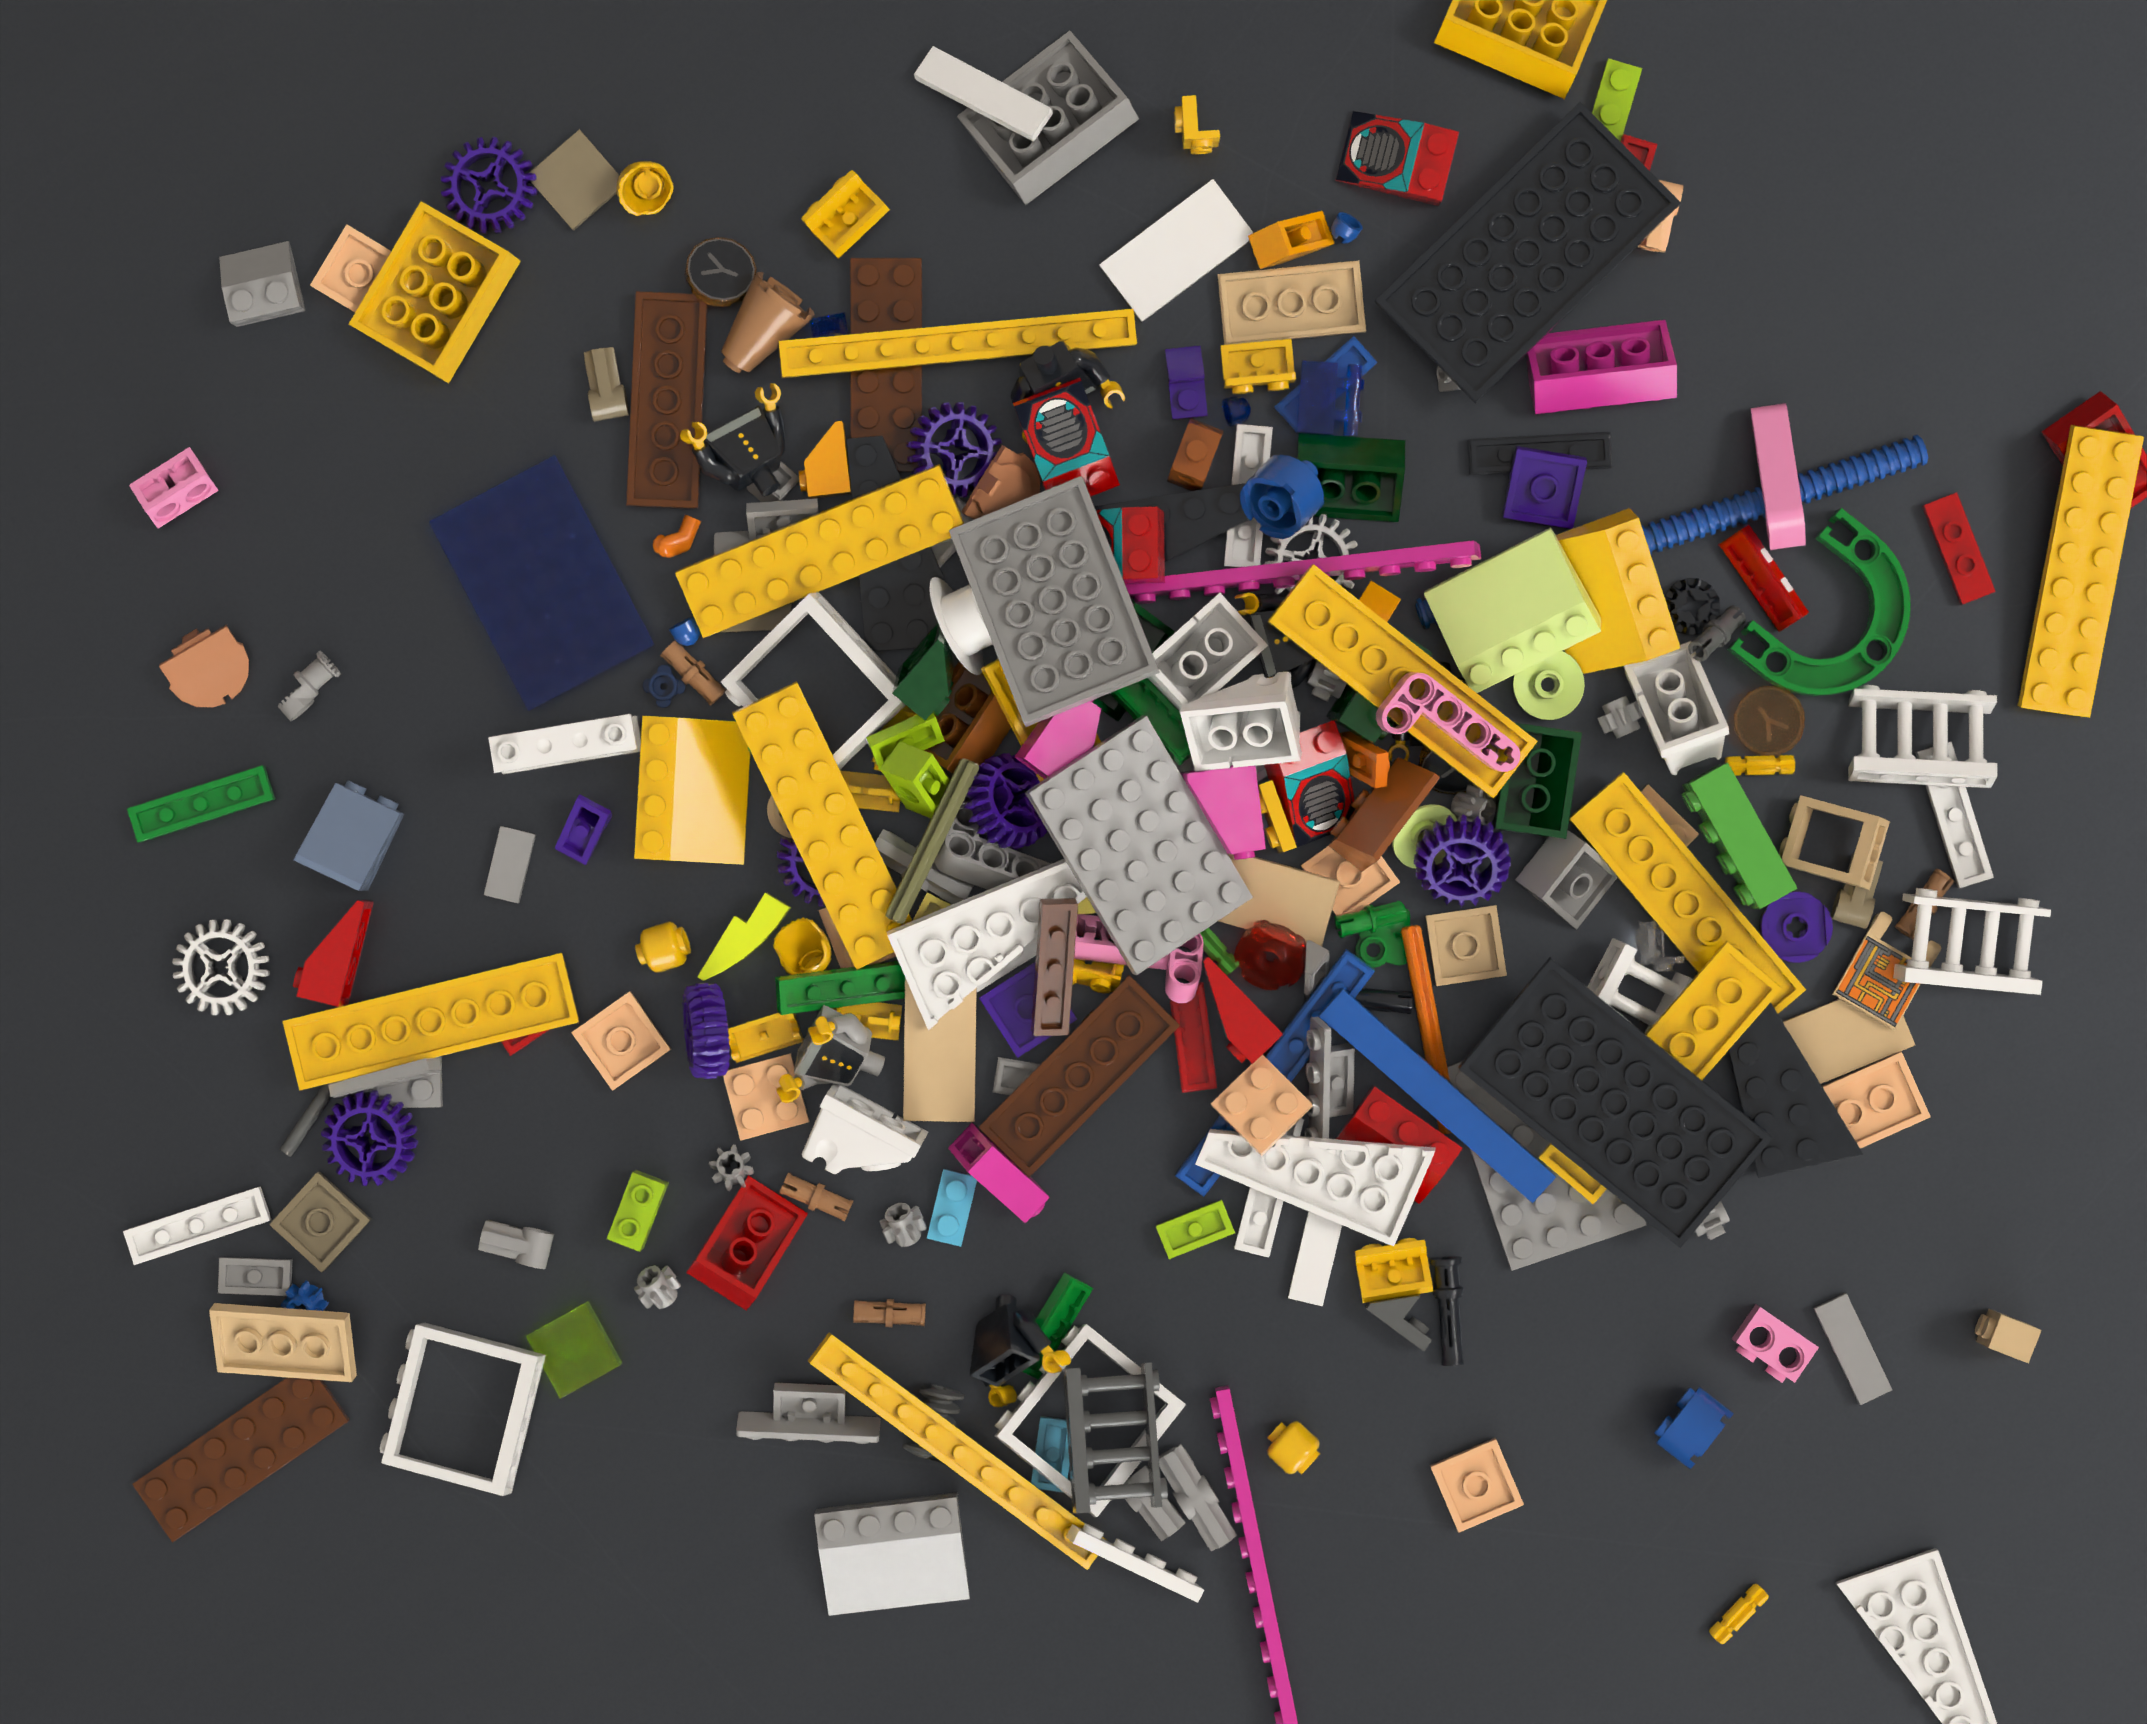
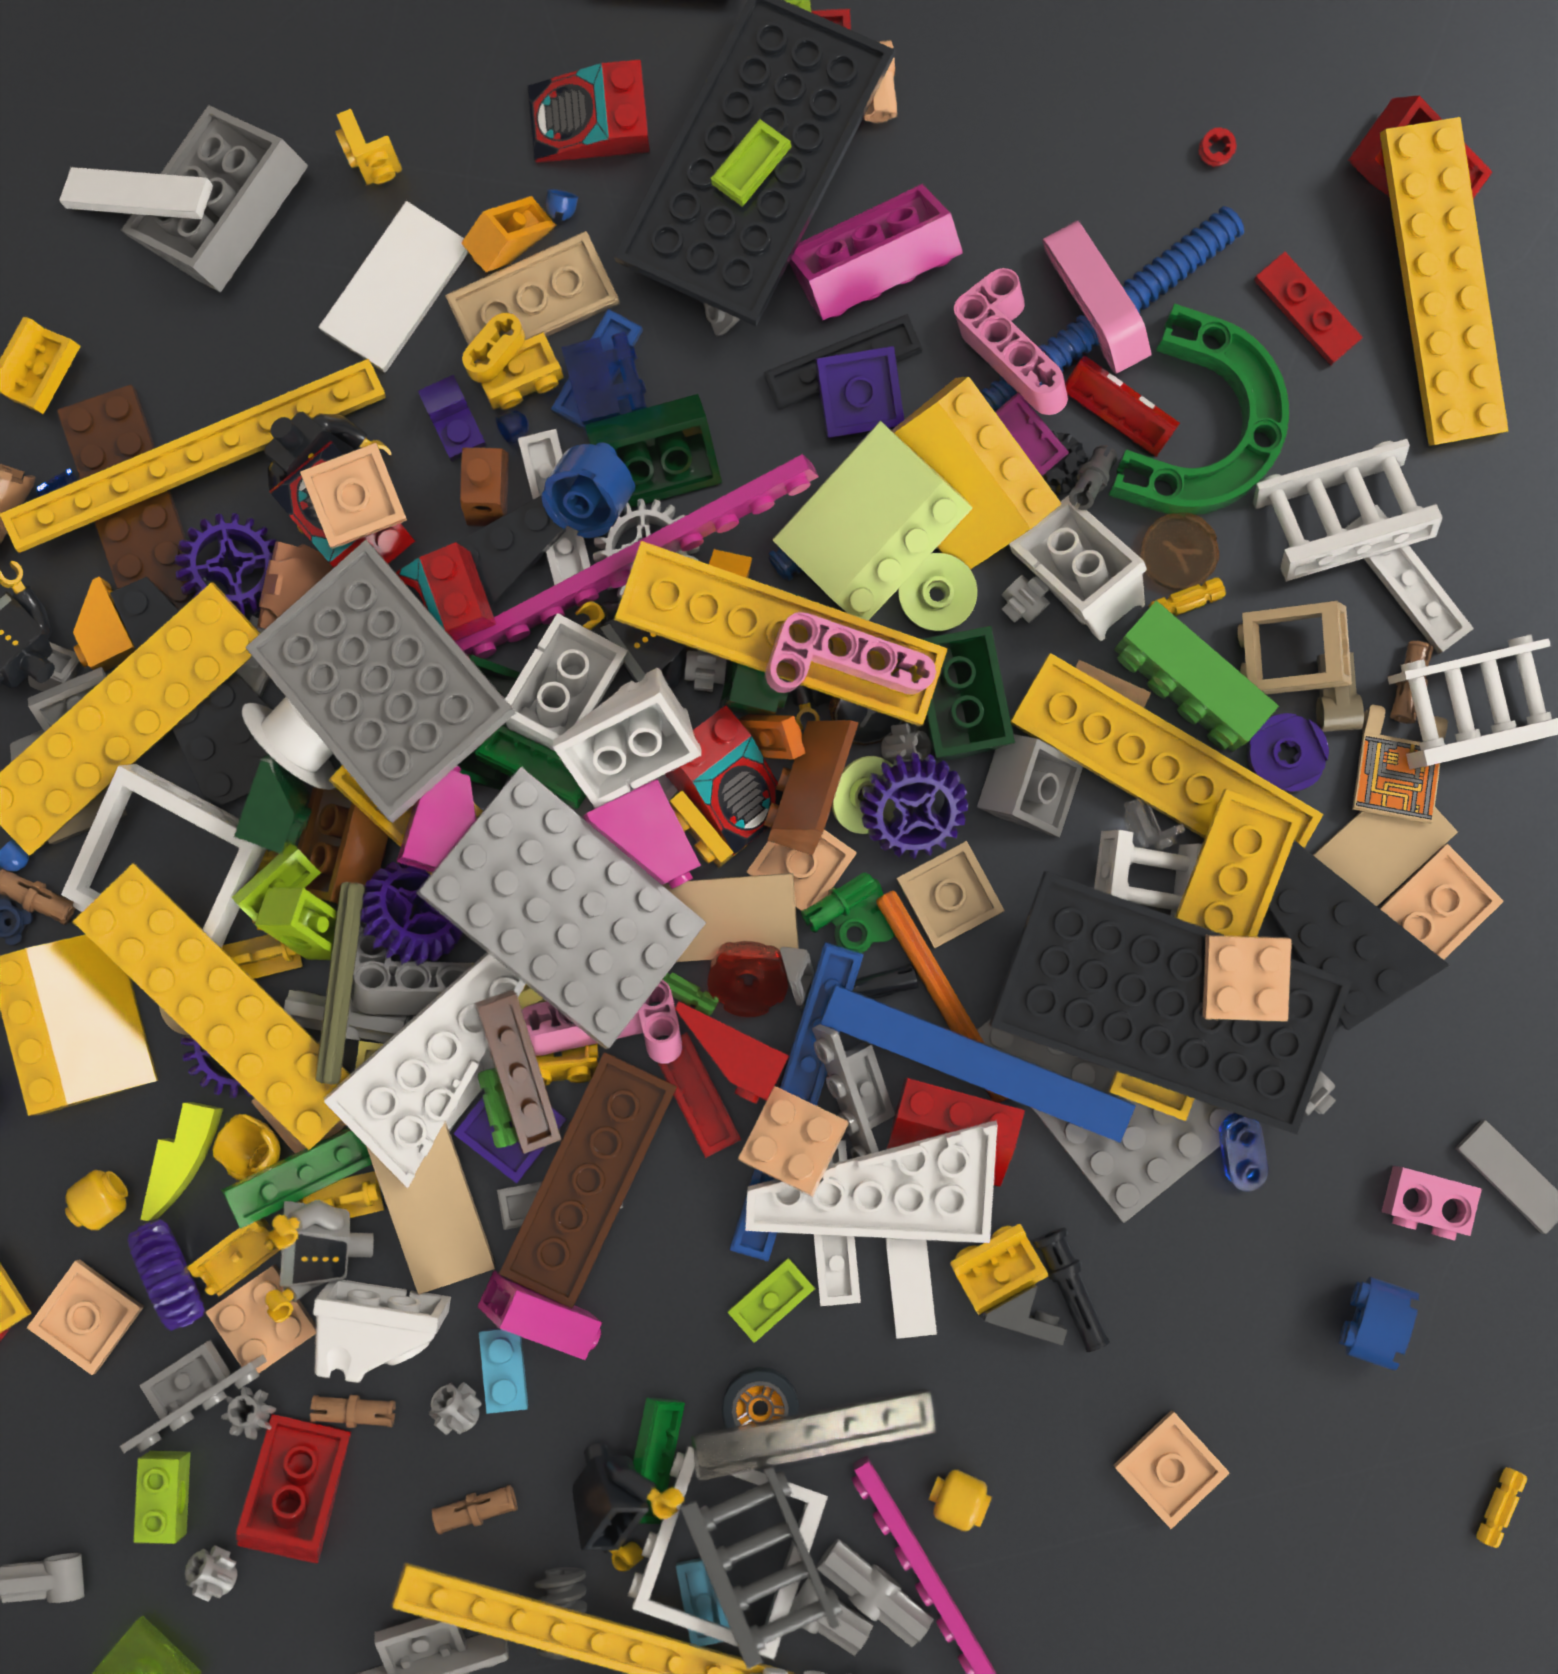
camera: 20 degrees left, 5 degrees down
(686, 1127) = (184, 1386): none -> light grey bracket
(1023, 989) = (496, 1109): none -> bright green axle
(1084, 435) = (353, 496): none -> light nougat plate
(1150, 1332) = (757, 1385): none -> wheel
(1192, 1350) = (812, 1434): none -> clear smoke plate
(1248, 345) = (492, 347): none -> yellow beam
(1521, 260) = (751, 162): none -> lime tile
(1631, 1249) = (1244, 1154): none -> clear blue plate
(1675, 577) = (1031, 433): none -> magenta plate
(1684, 1104) = (1246, 978): none -> light nougat plate
(1689, 500) = (993, 324): none -> bright pink beam
(1930, 388) = (1217, 135): none -> red bush

